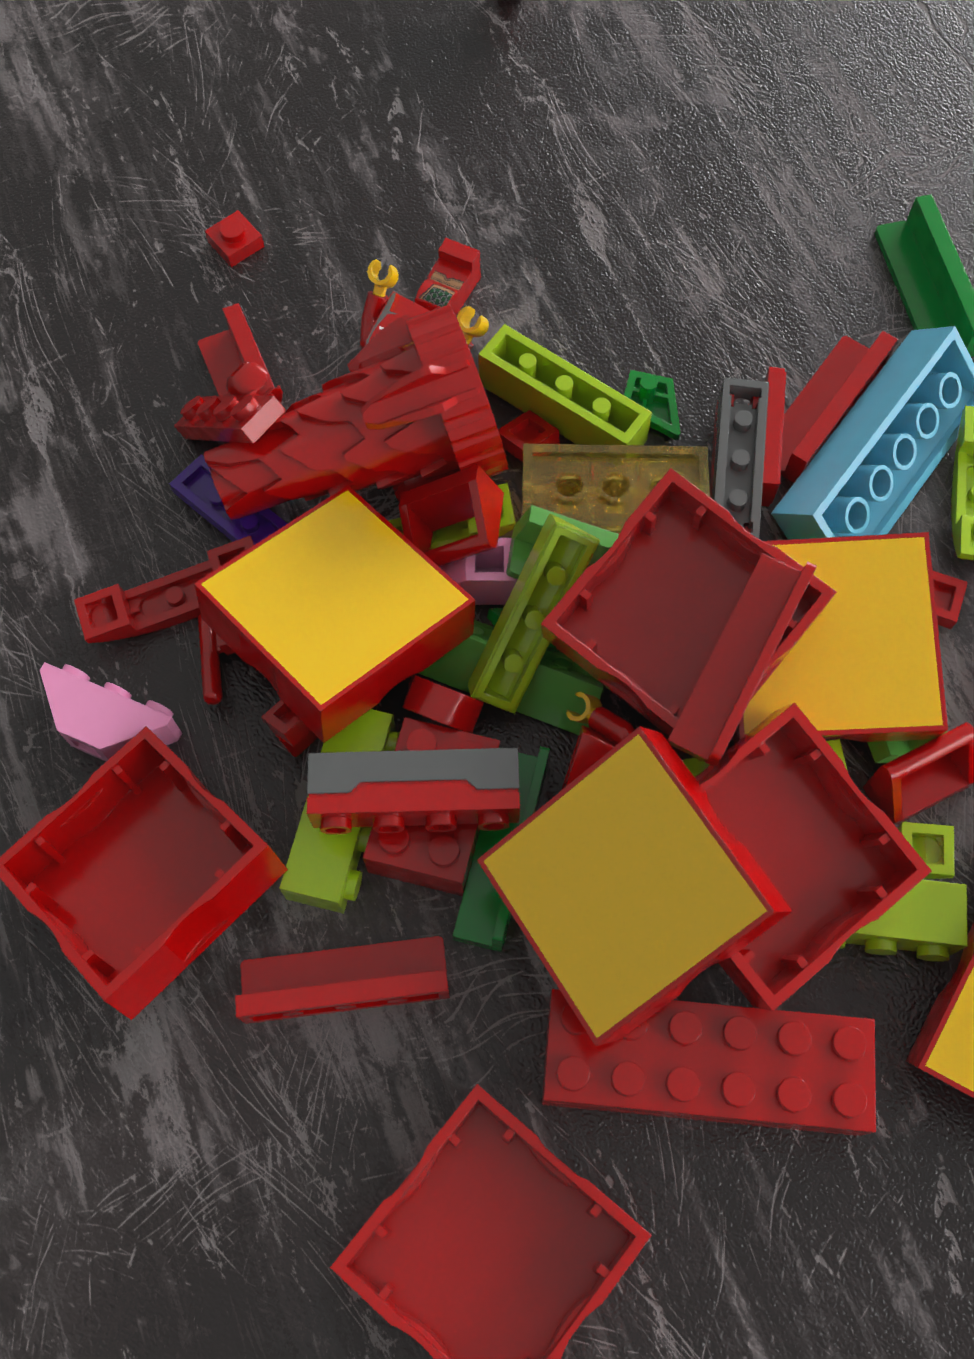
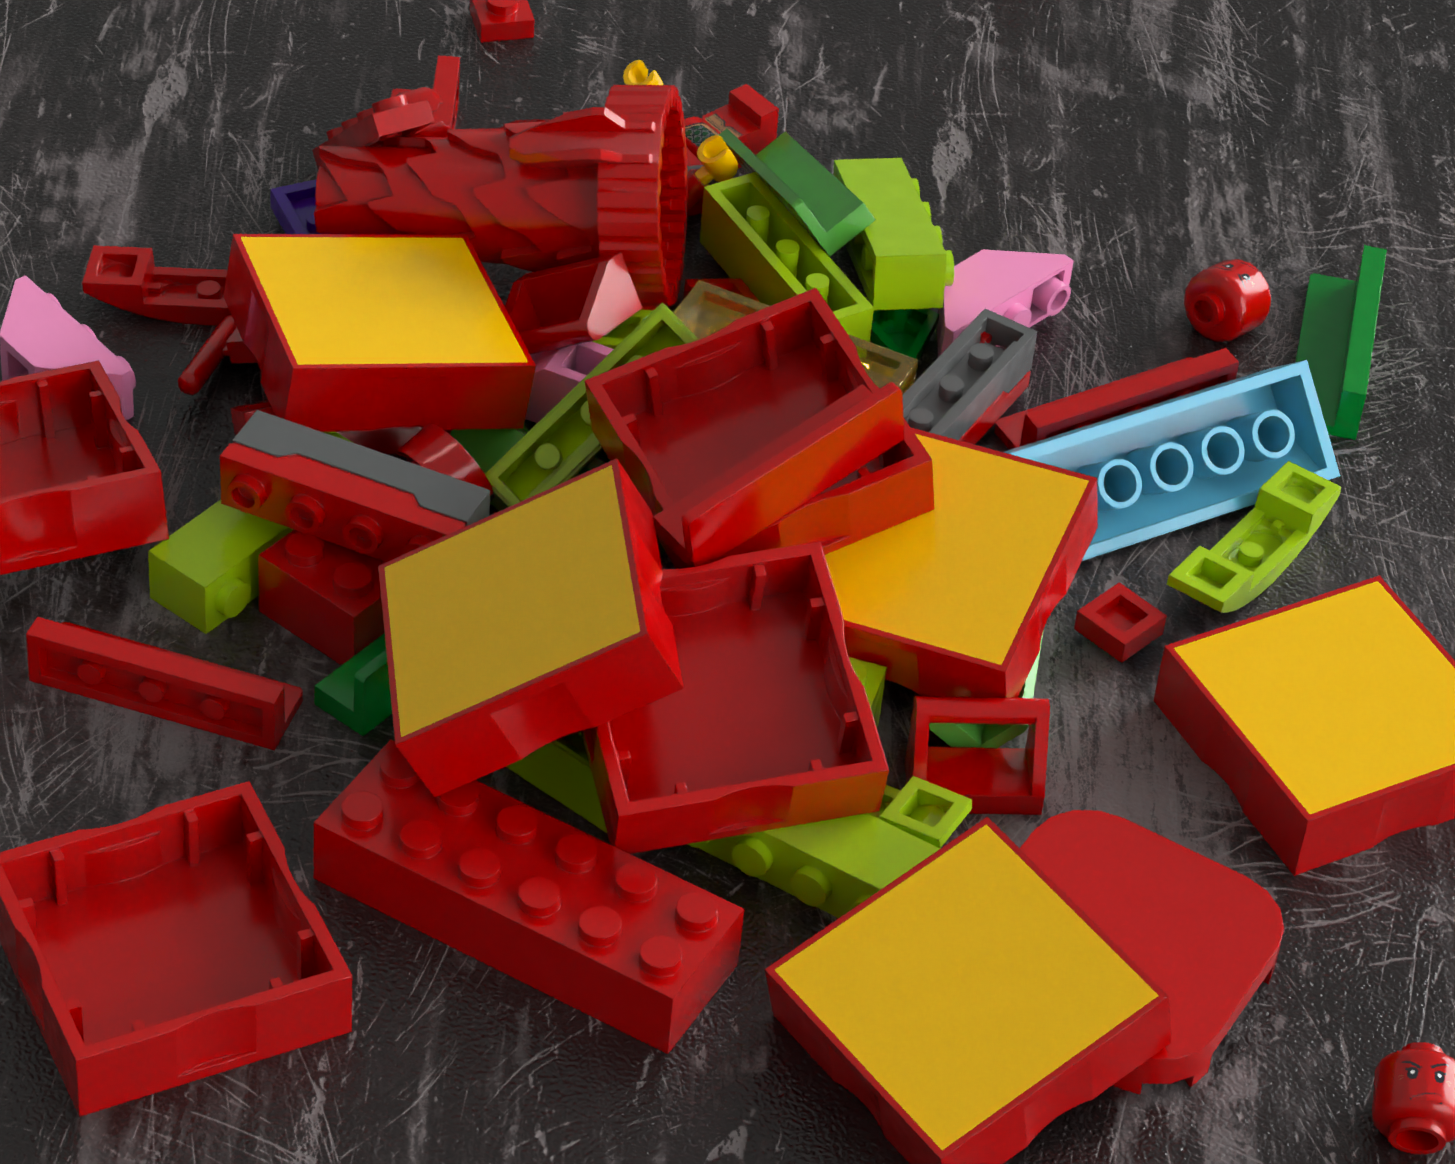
camera: 20 degrees right, 25 degrees down
(542, 321) = (806, 189): none -> bright green panel
(615, 331) = (901, 252): none -> lime brick
(703, 353) = (1010, 283): none -> bright pink slope
(774, 434) = (1019, 391): red tile -> none
(848, 275) = (1230, 296): none -> red head

